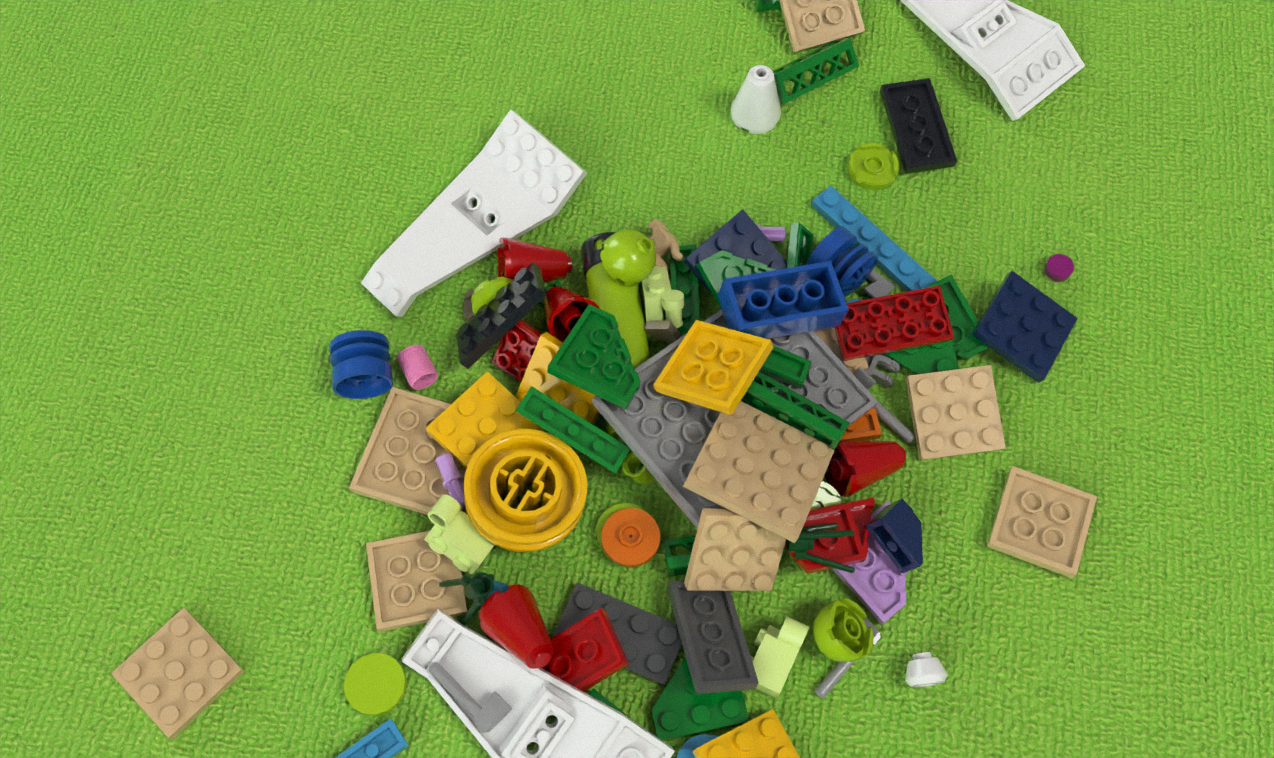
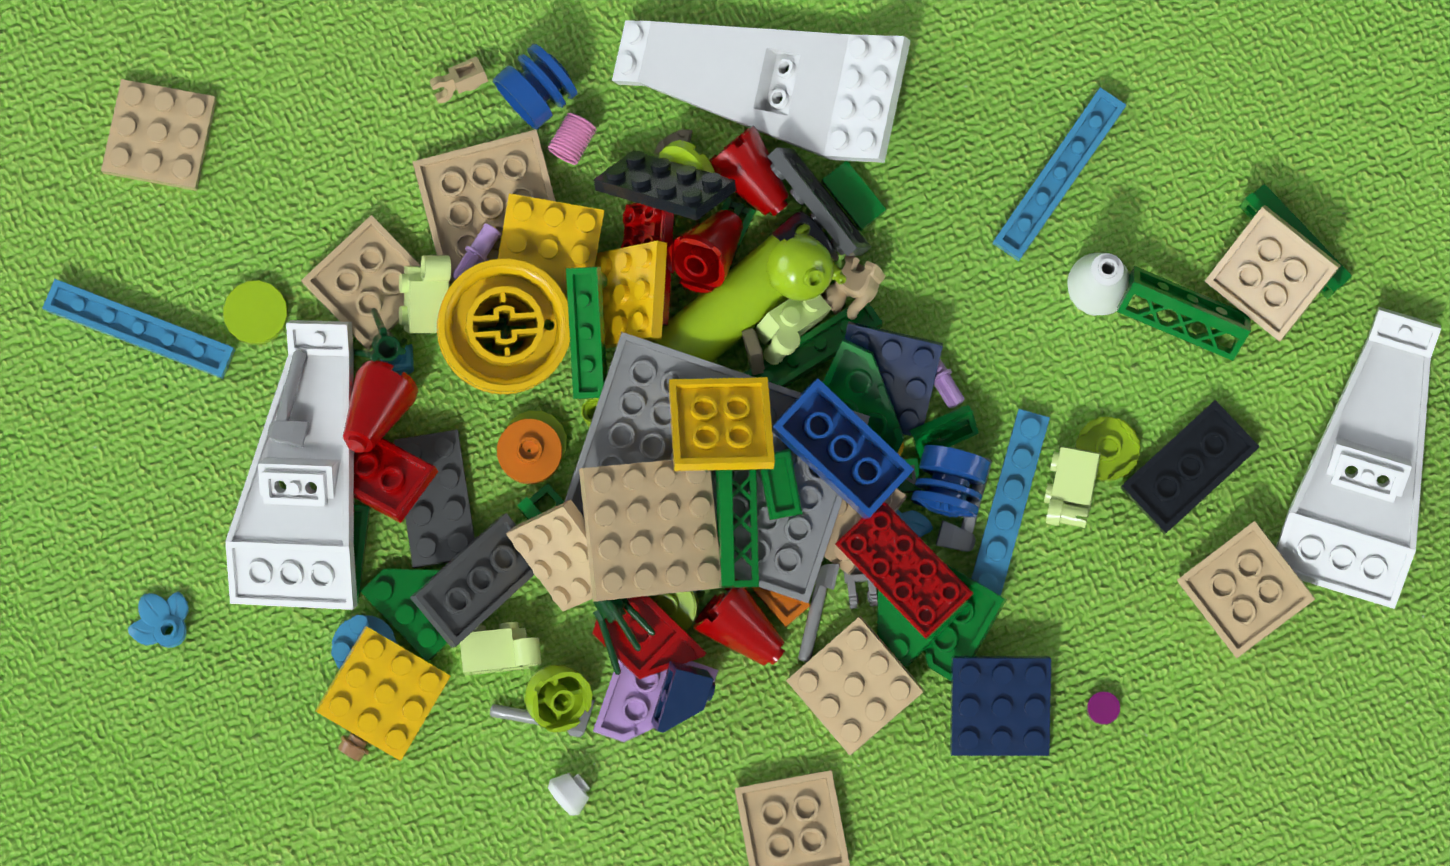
camera: 55 degrees right, 15 degrees up
(314, 414) = (463, 77): none -> tan plate
(575, 232) = (825, 210): none -> dark grey plate
(592, 216) = (853, 195): none -> green tile
(597, 359) = (661, 310): green plate -> none
(667, 91) = (1059, 174): none -> dark azure plate
(890, 193) = (1072, 486): none -> yellowish green hinge
(1025, 135) = (1246, 589): none -> tan plate

